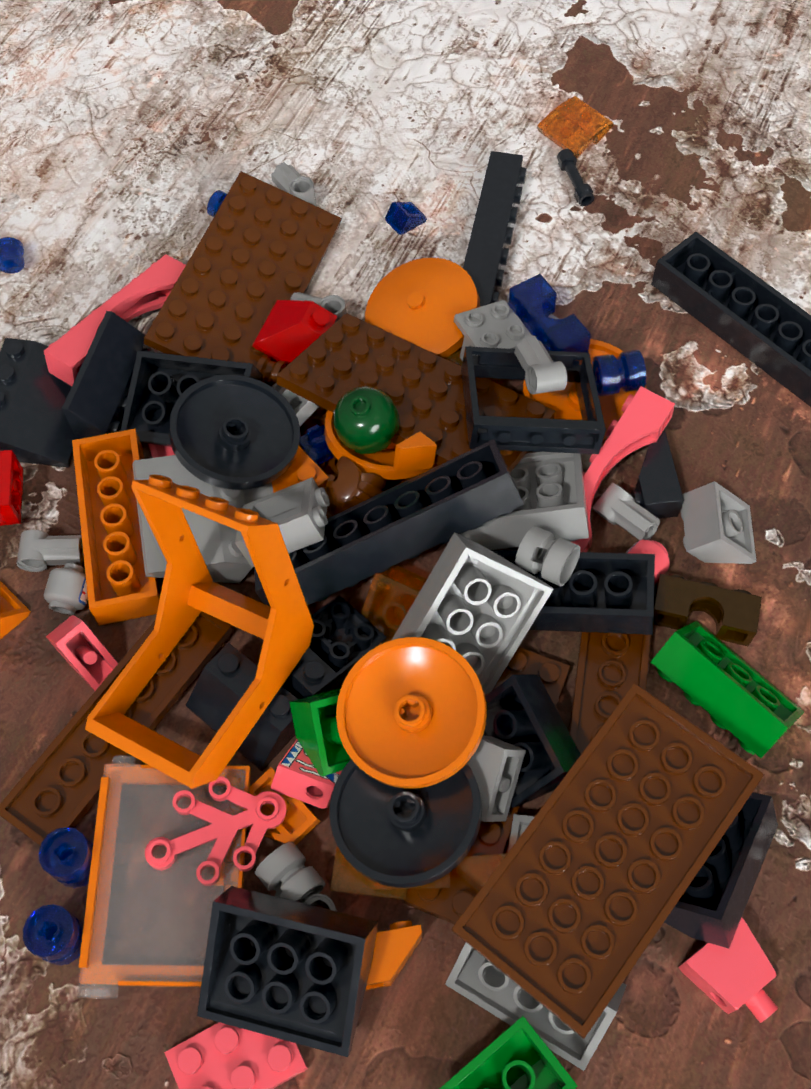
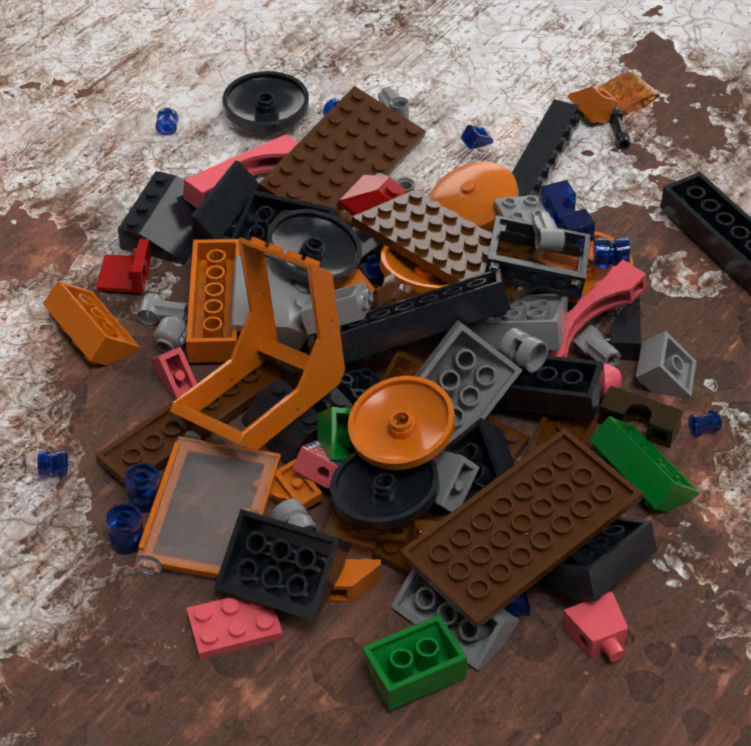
camera: 10 degrees right, 15 degrees down
(131, 207) = (265, 101): none -> black dish
(222, 827) = (252, 483): coral plant -> none
(366, 420) = (411, 249): dark green cylinder -> none
(415, 453) = (441, 274): orange slope -> none
(540, 148) = (594, 103): none -> orange slope
(786, 604) = (704, 423): none -> clear blue bush

